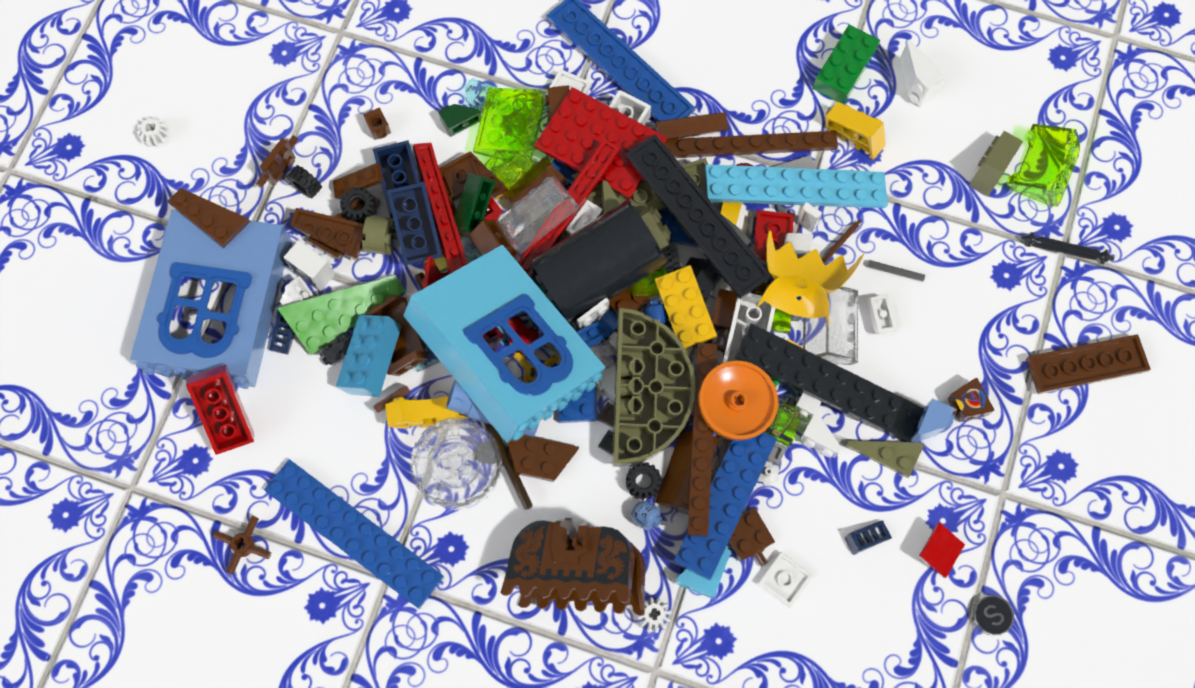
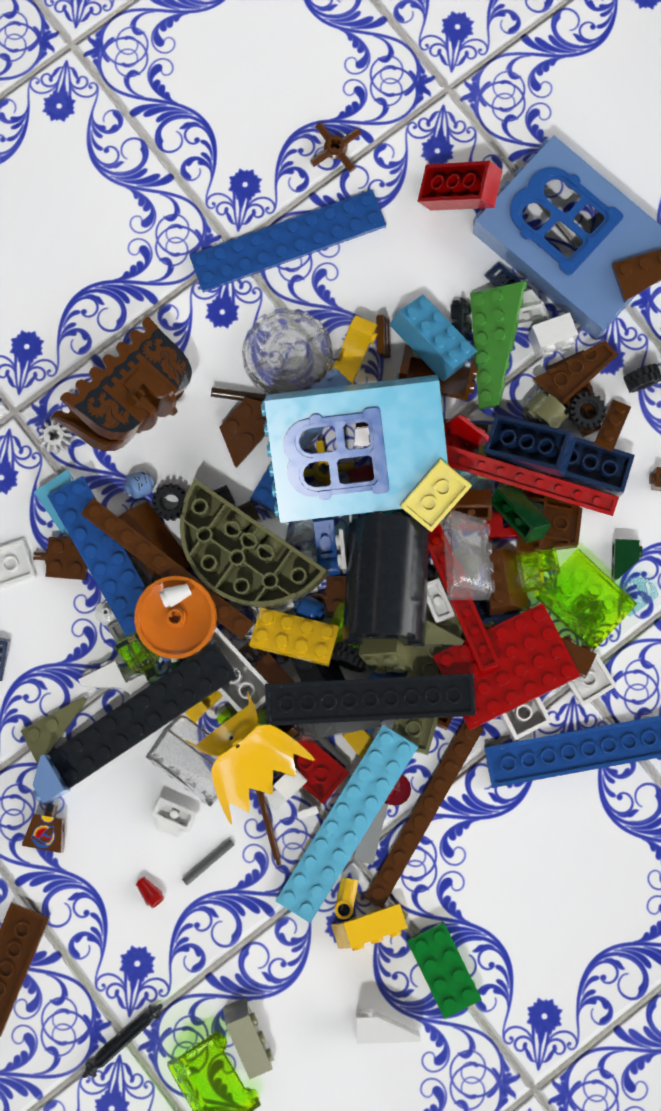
camera: 125 degrees right, 10 degrees up
(504, 257) = (435, 495): none -> light yellow tile
(693, 126) = (473, 770): reddish brown tile -> none
(722, 408) = (174, 594): none -> white cone
(848, 158) = (346, 895): none -> yellow piece
(952, 294) = (150, 893): none -> red cone

